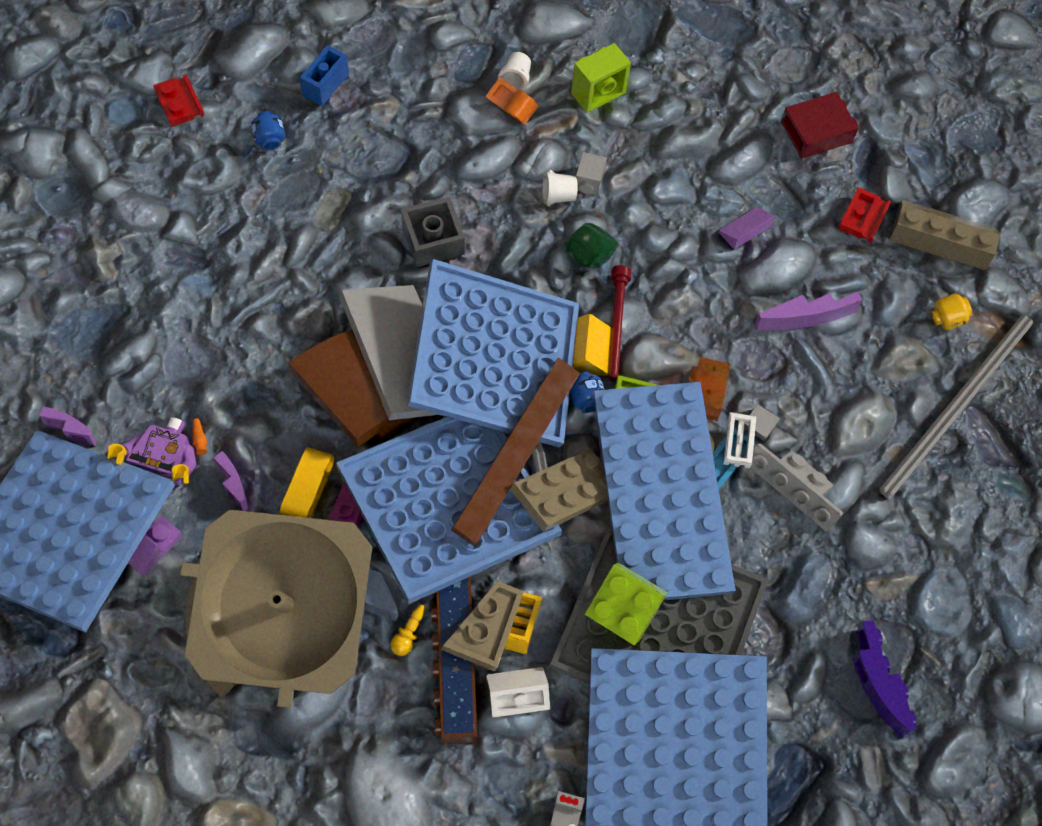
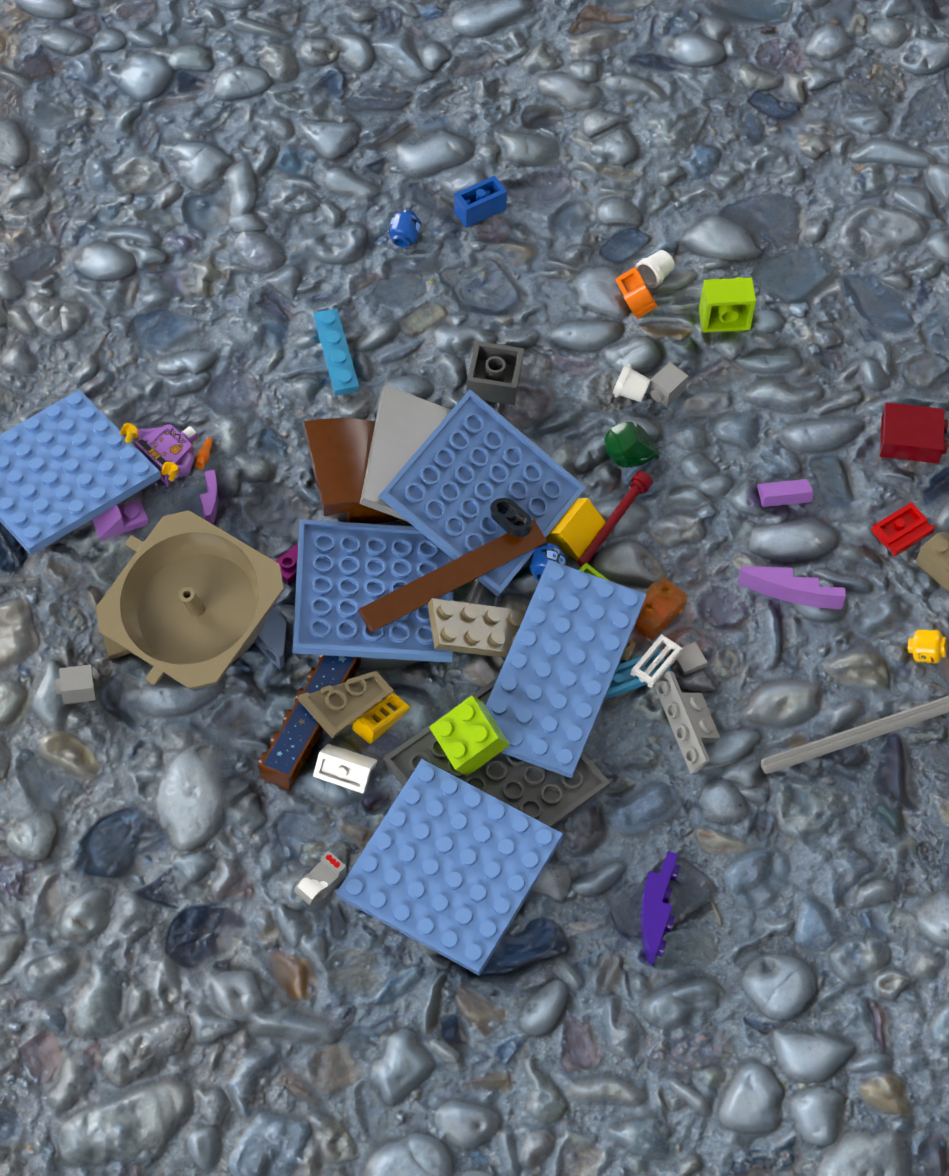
camera: 30 degrees right, 5 degrees down
(72, 428) = (107, 401): medium lavender slope -> none
(178, 100) = (344, 172): red plate -> none
(204, 744) = (76, 684): none -> light grey brick
(269, 277) = (336, 352): none -> dark azure plate
(307, 483) = (271, 527): yellow beam -> none
(402, 643) = (274, 686): yellow bar -> none
(542, 366) = (511, 517): none -> black plate

